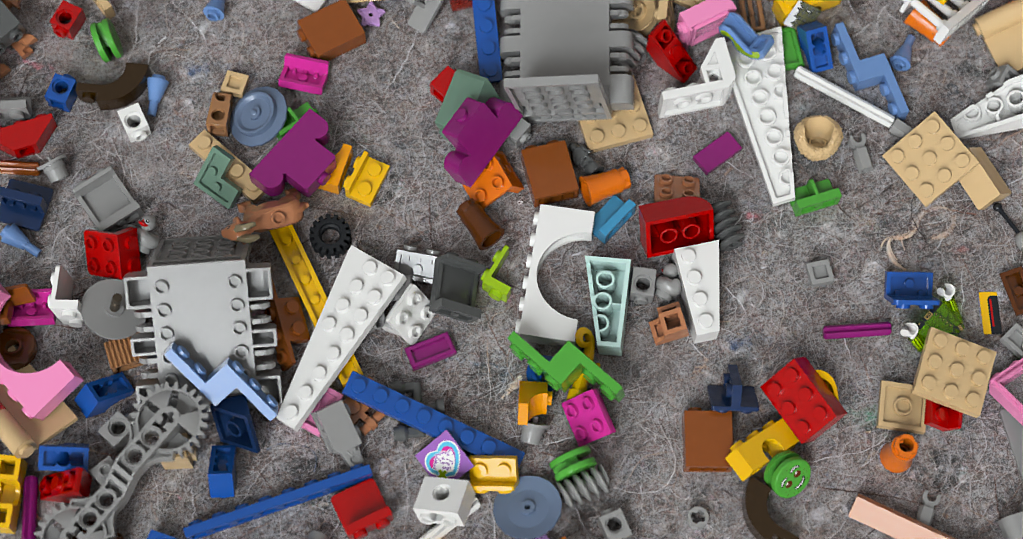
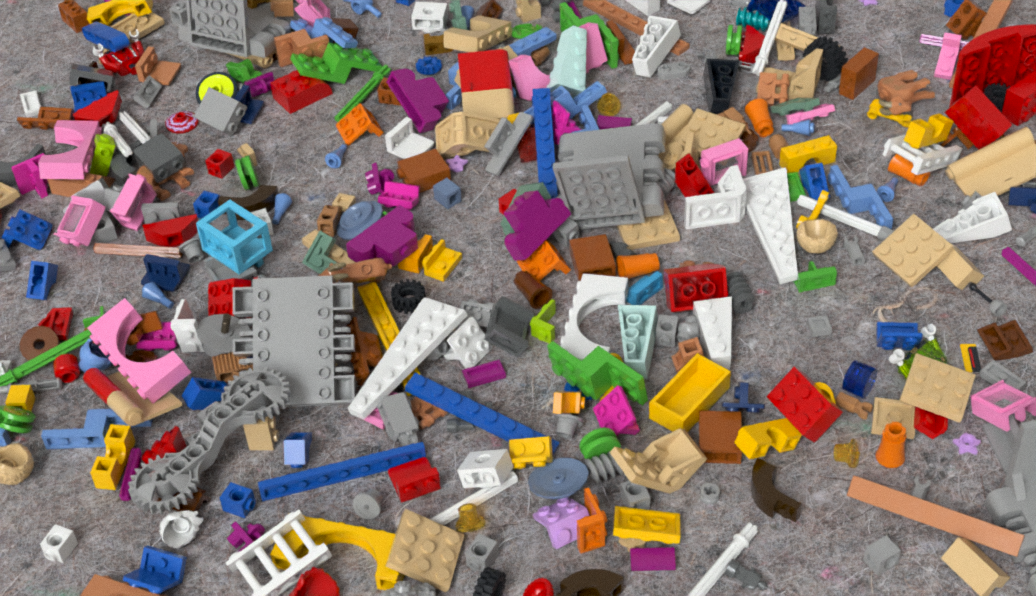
camera: 10 degrees right, 25 degrees down
(63, 456) = (156, 426): blue arch -> none
(110, 165) = (234, 245): none -> medium azure piece
(222, 380) = (305, 371): bracket -> none
(236, 423) = (312, 410): dark blue slope -> none
(279, 45) = (377, 179): none -> magenta hips
(363, 68) = (447, 193): none -> sand blue brick
(444, 458) = (488, 437): sticker -> none
(642, 489) = (664, 463): none -> tan bracket
(672, 385) = (688, 392): none -> yellow piece
(717, 153) = (732, 249): magenta tile -> none
(744, 37) = (754, 169): medium blue animal -> none
(787, 474) = (790, 457): bright green head -> none
(801, 14) = (801, 159): sticker -> none
(805, 110) = (817, 209): none -> yellow brick
(849, 461) = (847, 453): none -> clear yellow piece
(856, 330) = (843, 365): magenta axle -> none
(856, 389) = (853, 405): none -> medium nougat bar
(865, 356) = (859, 379): none -> clear blue piece
(983, 432) = (969, 439): none -> lavender plate

